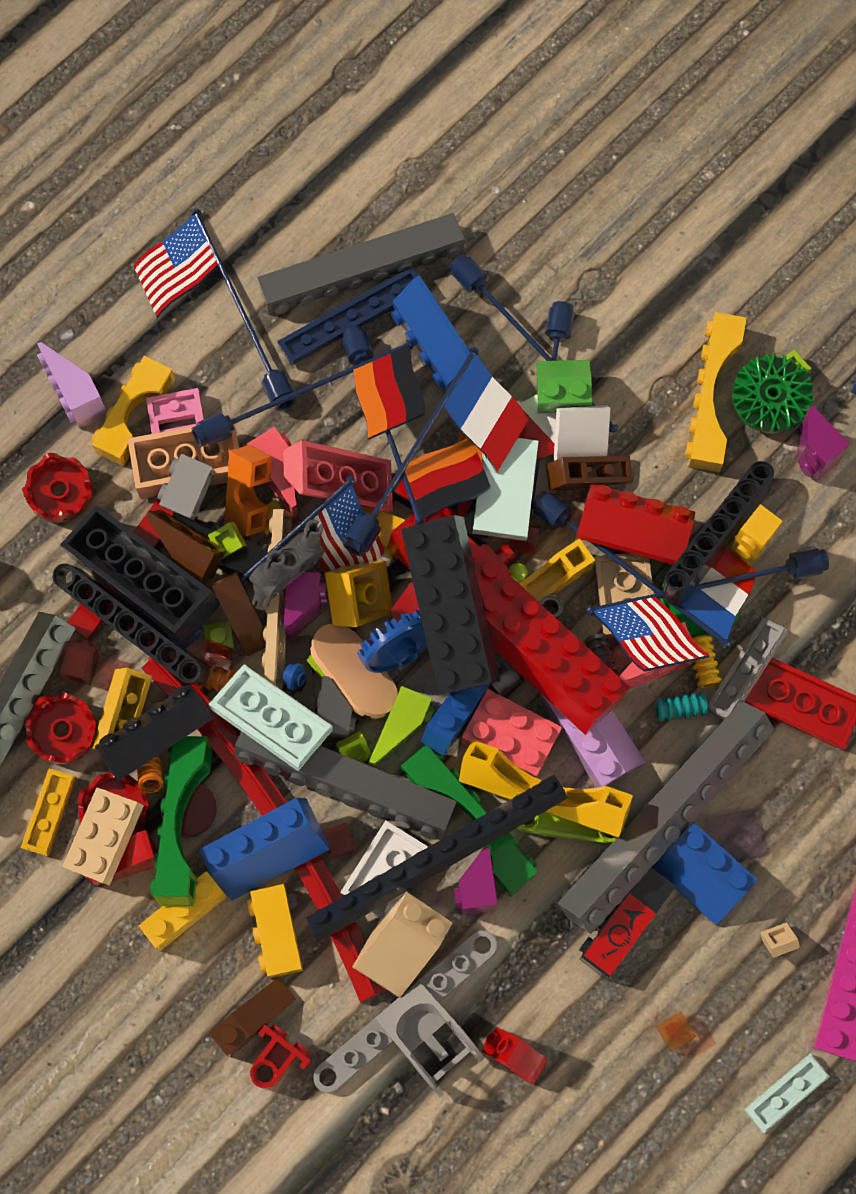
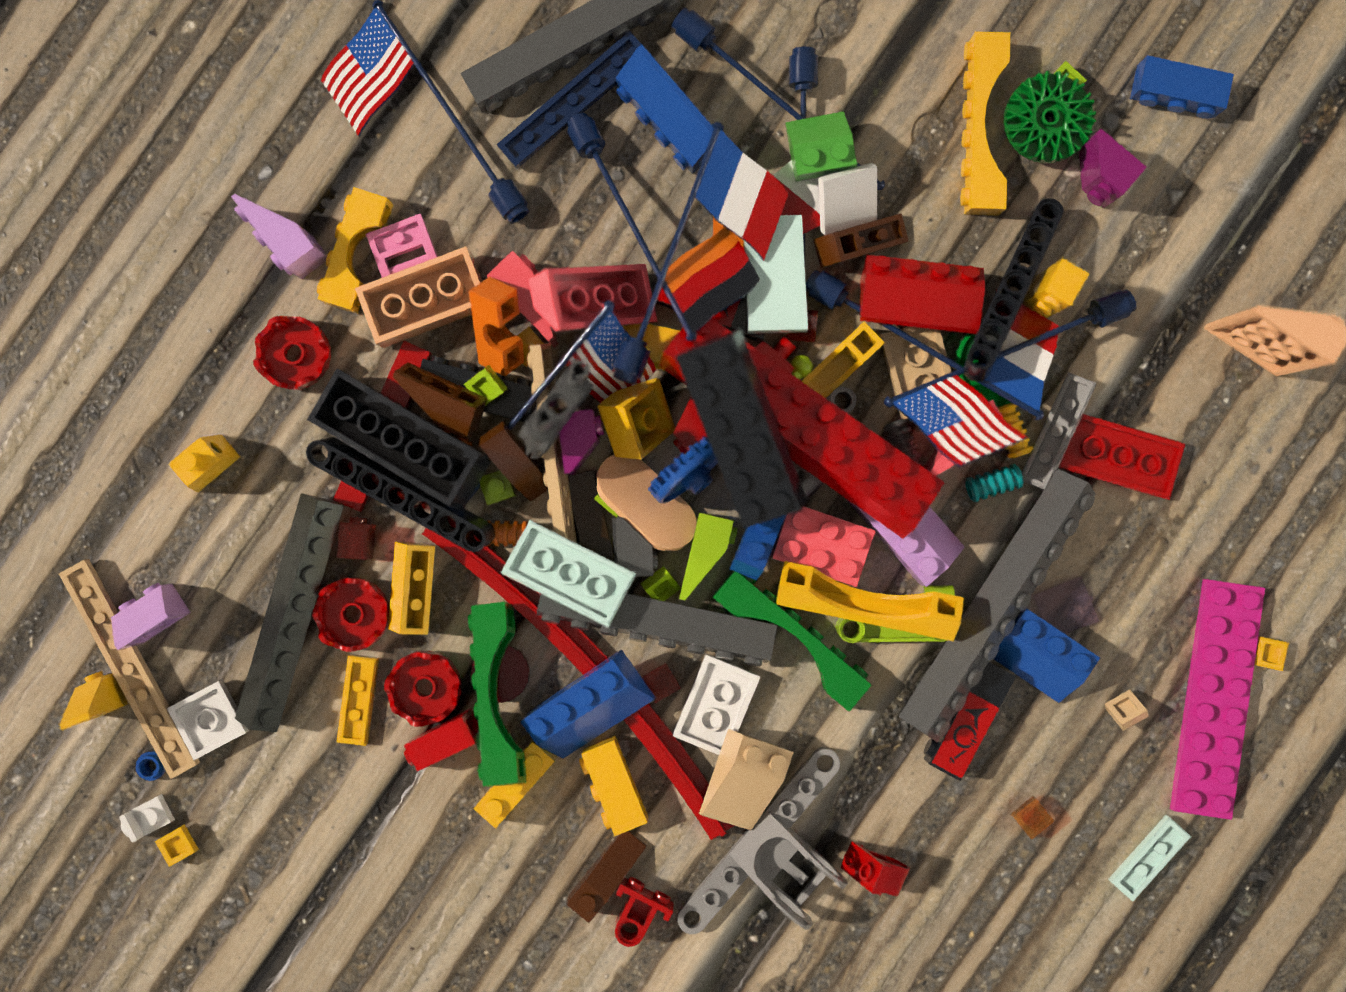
camera: 10 degrees left, 15 degrees up
(103, 836) = (418, 726): tan plate -> none
(150, 776) = (452, 642): orange piece -> none
(153, 731) = (448, 610): black brick -> none
(186, 486) = (429, 339): light grey brick -> none
(216, 654) = (498, 509): clear red plate -> none
(294, 676) = (584, 519): blue plate -> none
(383, 386) = (624, 183): flag -> none
(436, 858) = (769, 693): black plate -> none
(477, 887) = (812, 711): magenta slope -> none

